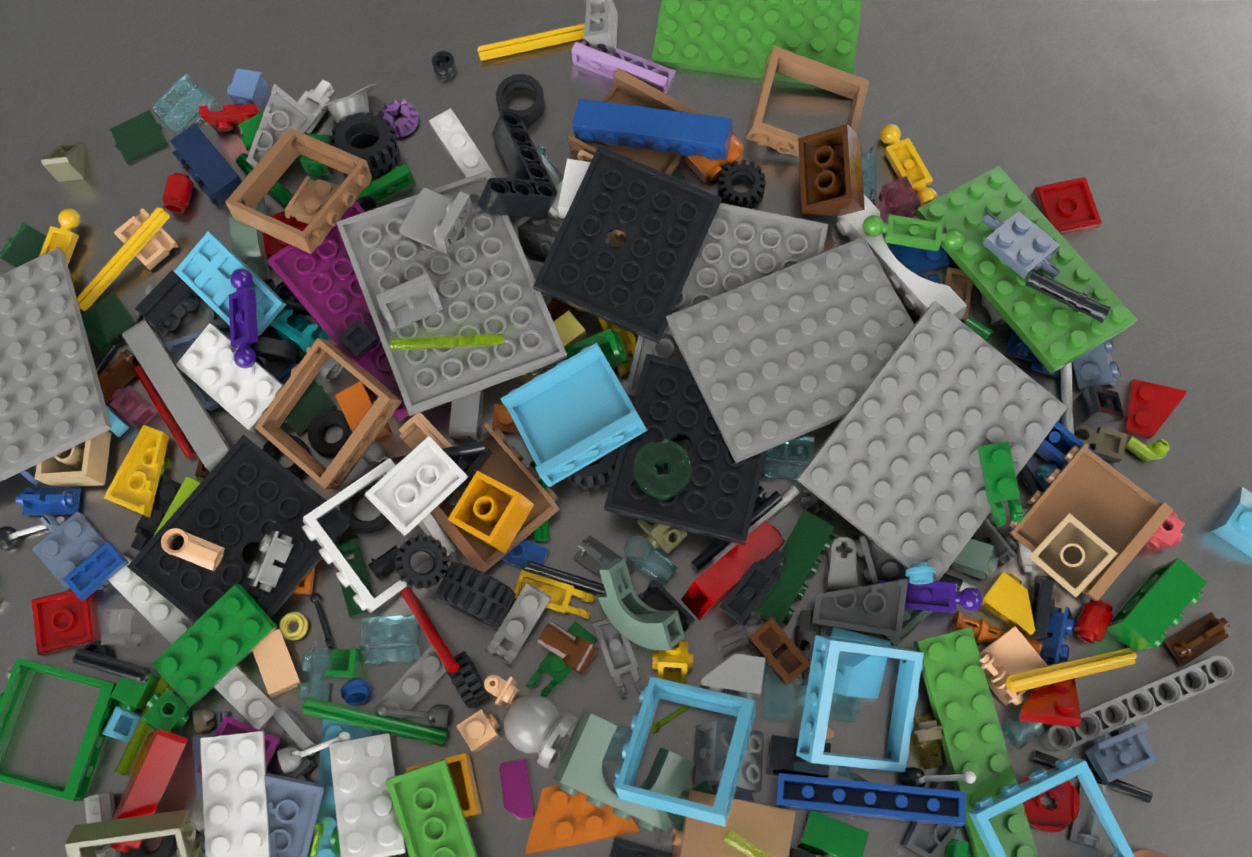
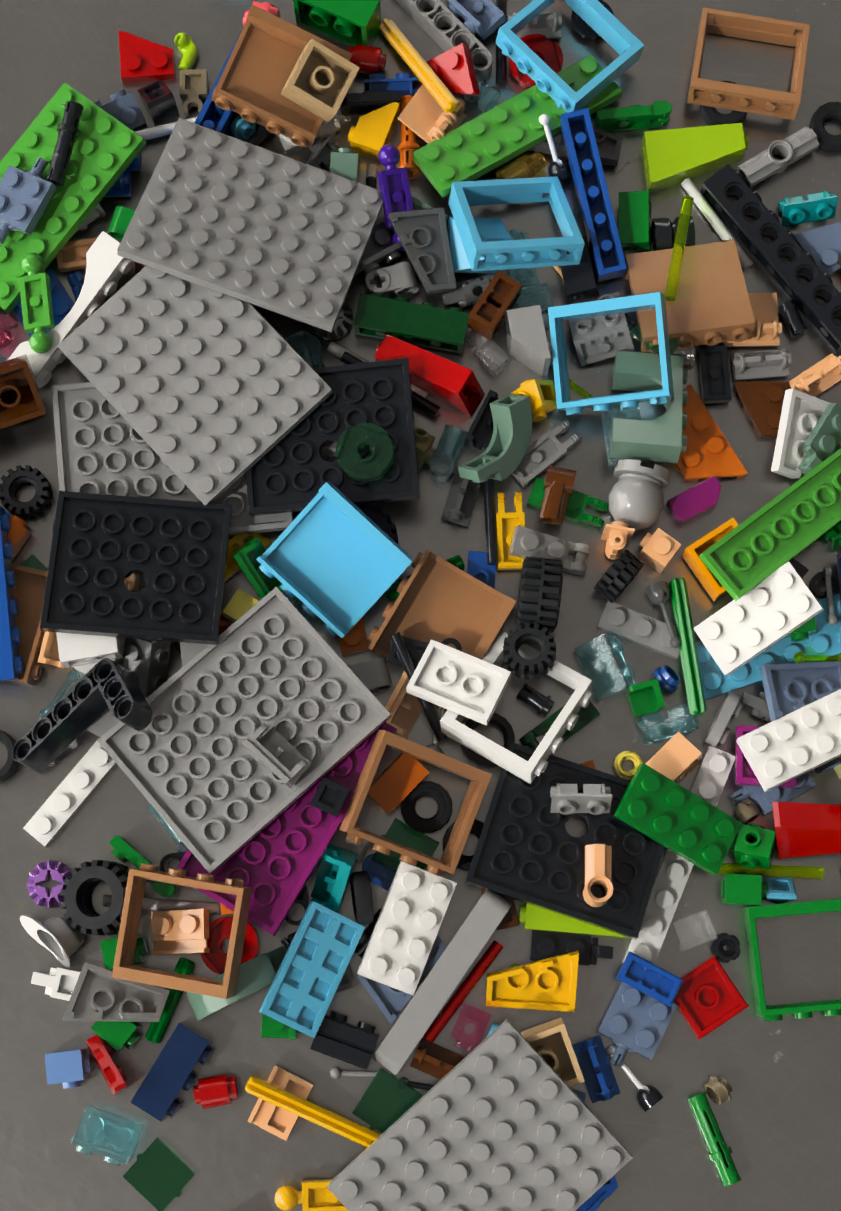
camera: 110 degrees left, 5 degrees up
(111, 665) = (733, 915): black axle -> none
(243, 318) = (344, 932): dark purple plate -> none
(291, 758) = (750, 706): hinge -> none
(316, 598) = (595, 755): black hinge -> none
(430, 630) = (590, 621): red bar -> none
(437, 219) = (175, 765): light grey bracket -> none
(446, 341) = (305, 704): clear neon green bar -> none
(491, 511) = (458, 605): light orange brick -> none
(754, 588) = (445, 342): black hinge -> none
(920, 573) = (381, 201): medium azure plate -> none
(929, 731) = (517, 163): dark tan plate -> none
(1000, 481) = (272, 155): green hinge -> none

